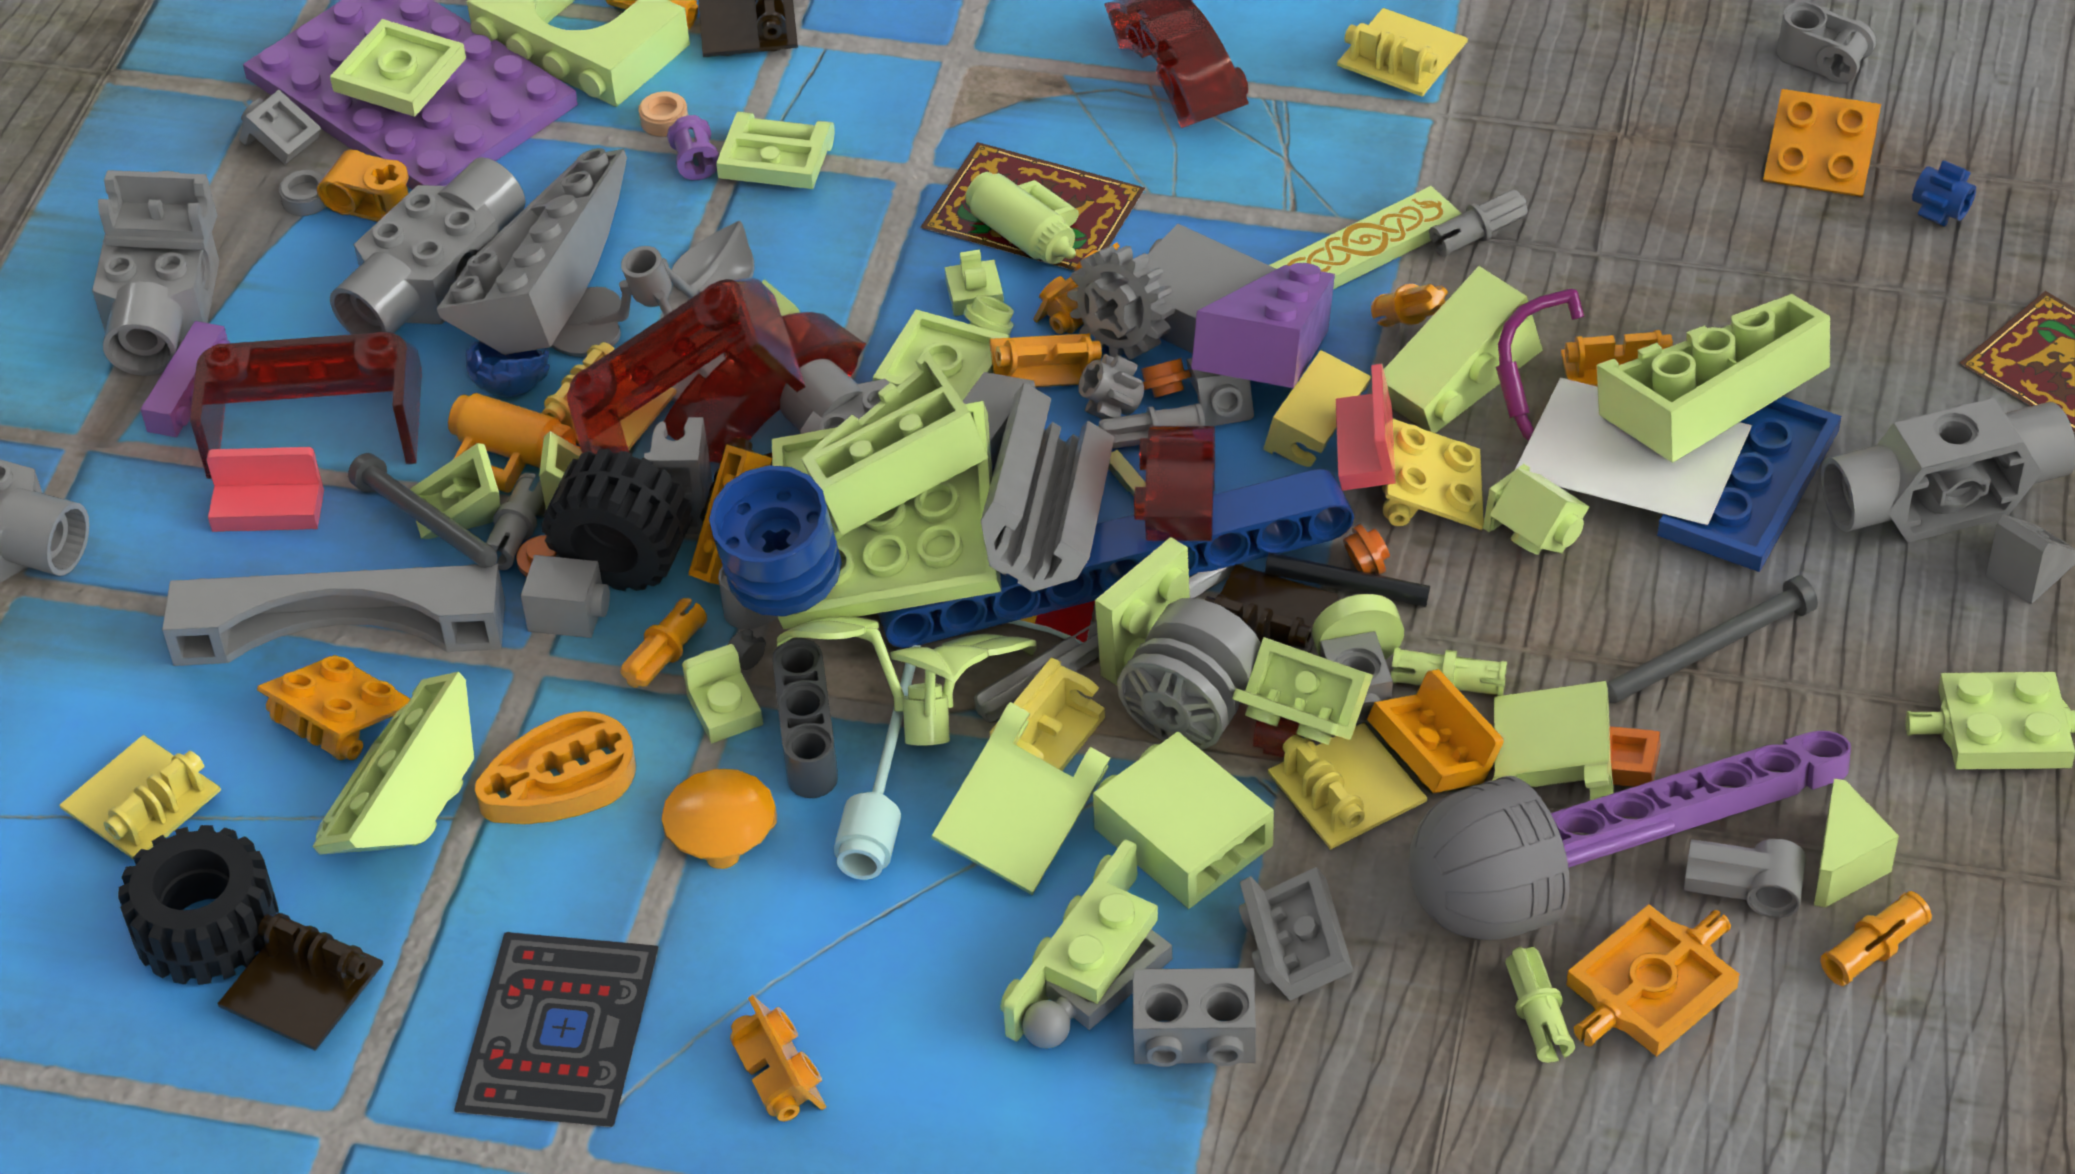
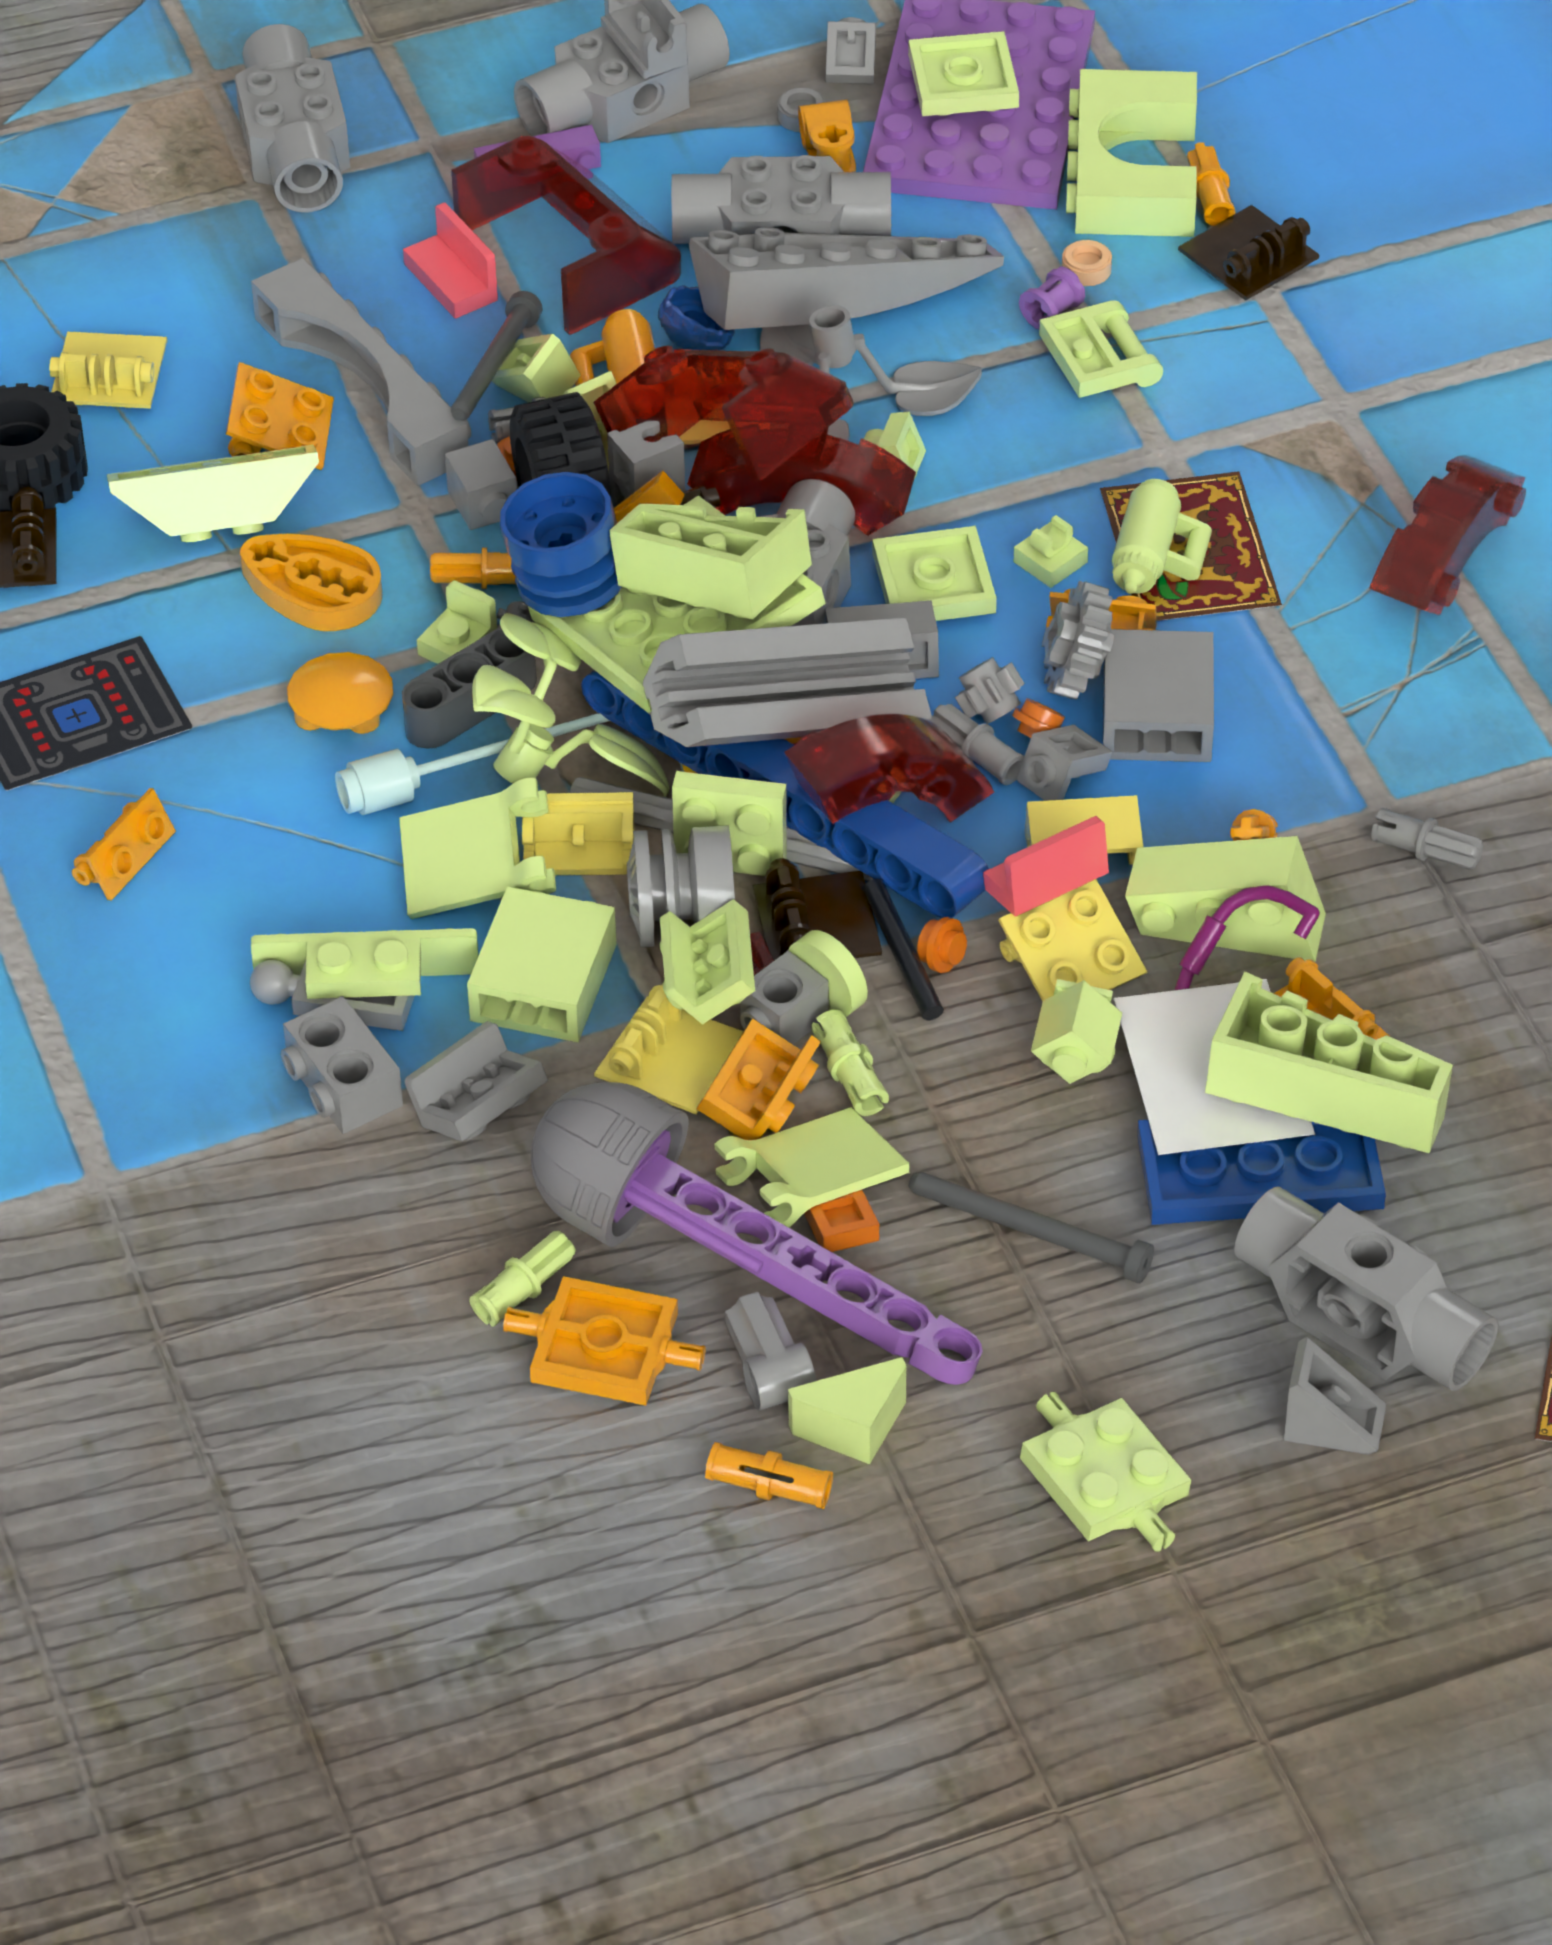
camera: 55 degrees right, 0 degrees up
(990, 314) = (1014, 577): yellowish green plate -> none
(1045, 359) = (986, 630): light orange hinge -> none
(1266, 326) = (1131, 746): medium lavender wedge -> none
(1376, 237) = (1328, 776): yellowish green tile -> none

